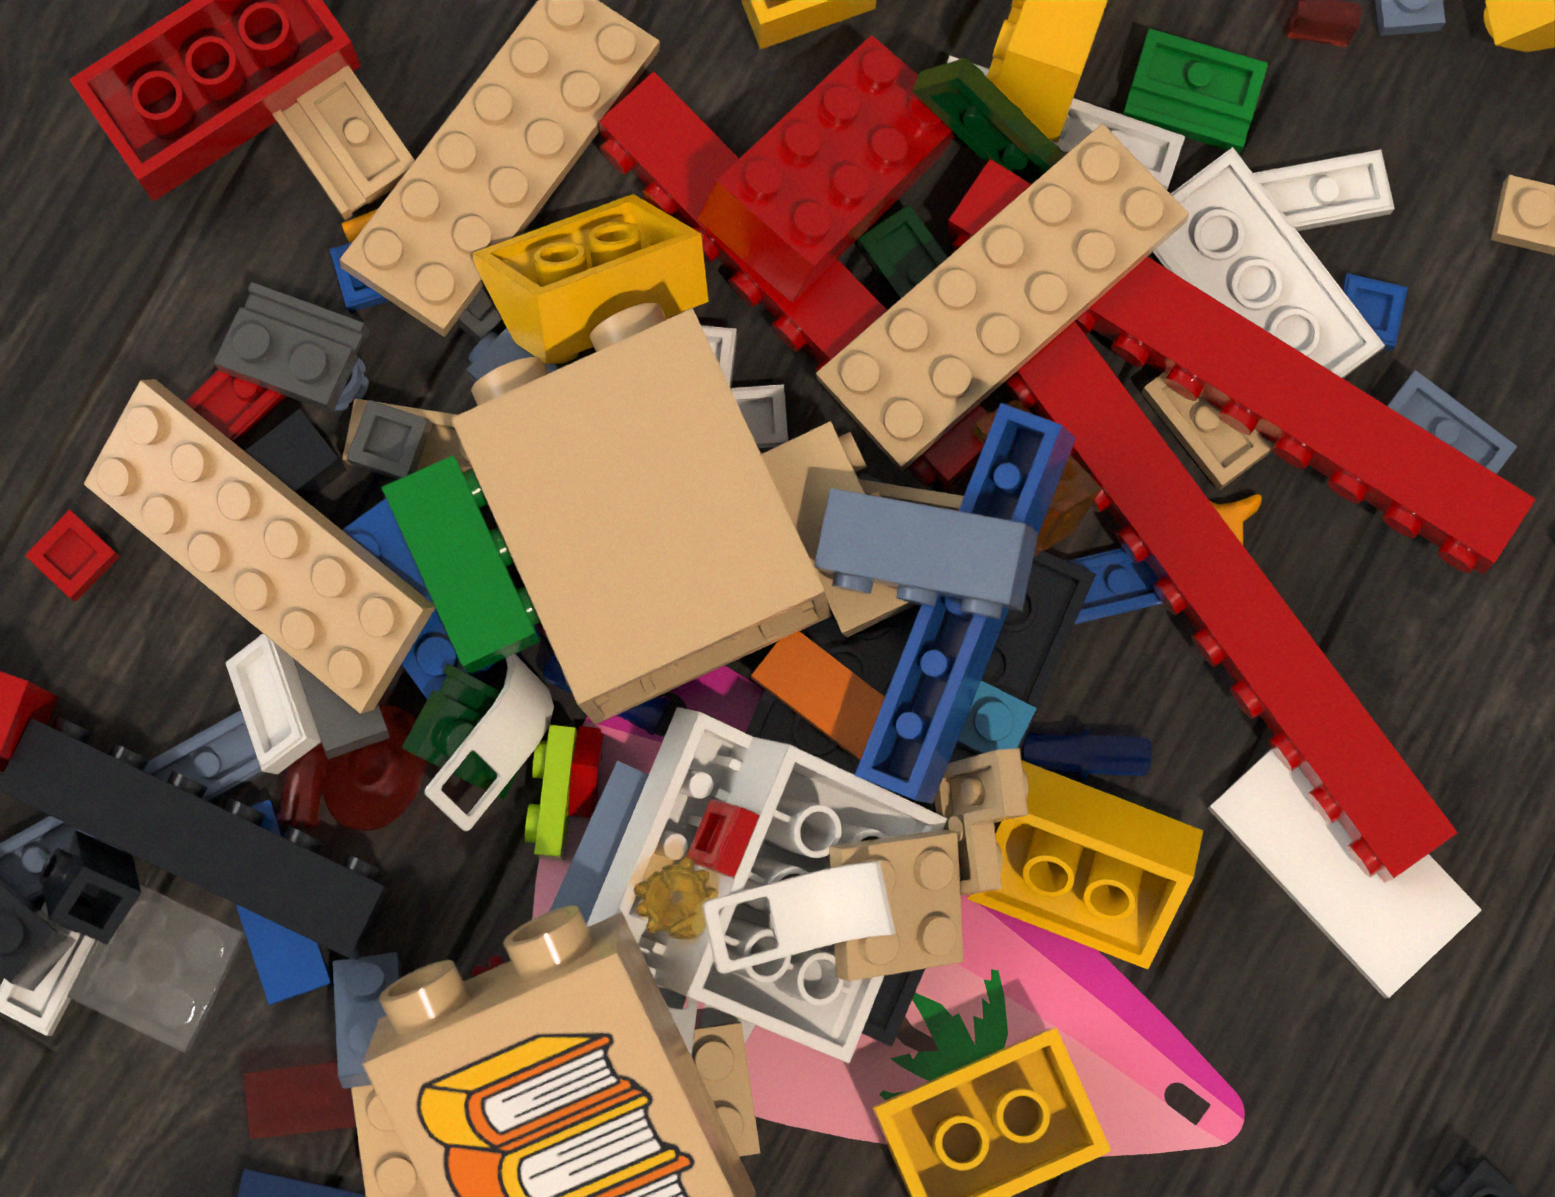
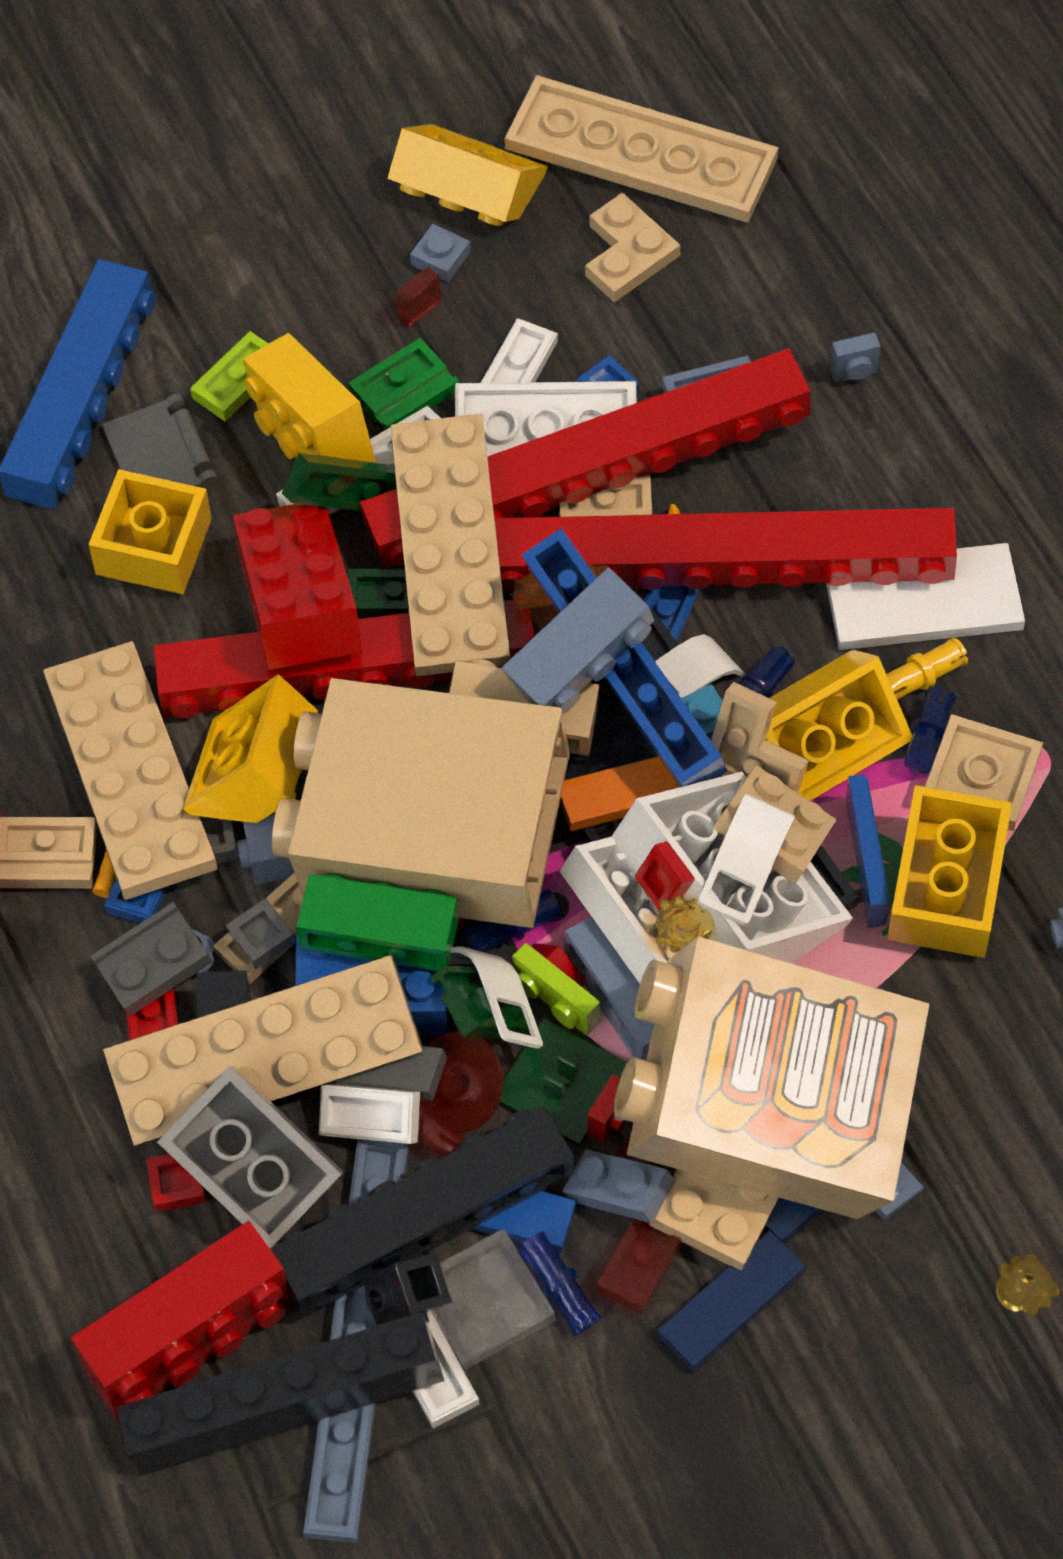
camera: 50 degrees left, 20 degrees down
(121, 623) = (250, 1156): none -> light grey brick
(223, 1032) = (559, 1283): none -> clear blue pin
(457, 946) = (601, 1116): none -> red plate
(464, 878) = (562, 1077): none -> dark green piece
(960, 1016) = (867, 851): none -> blue tile
(1059, 669) = (696, 664): none -> white piece
(1153, 1077) = (985, 763): none -> tan plate
(1165, 982) = (928, 730): none -> clear blue axle
(1241, 924) = (924, 669): none -> yellow pin

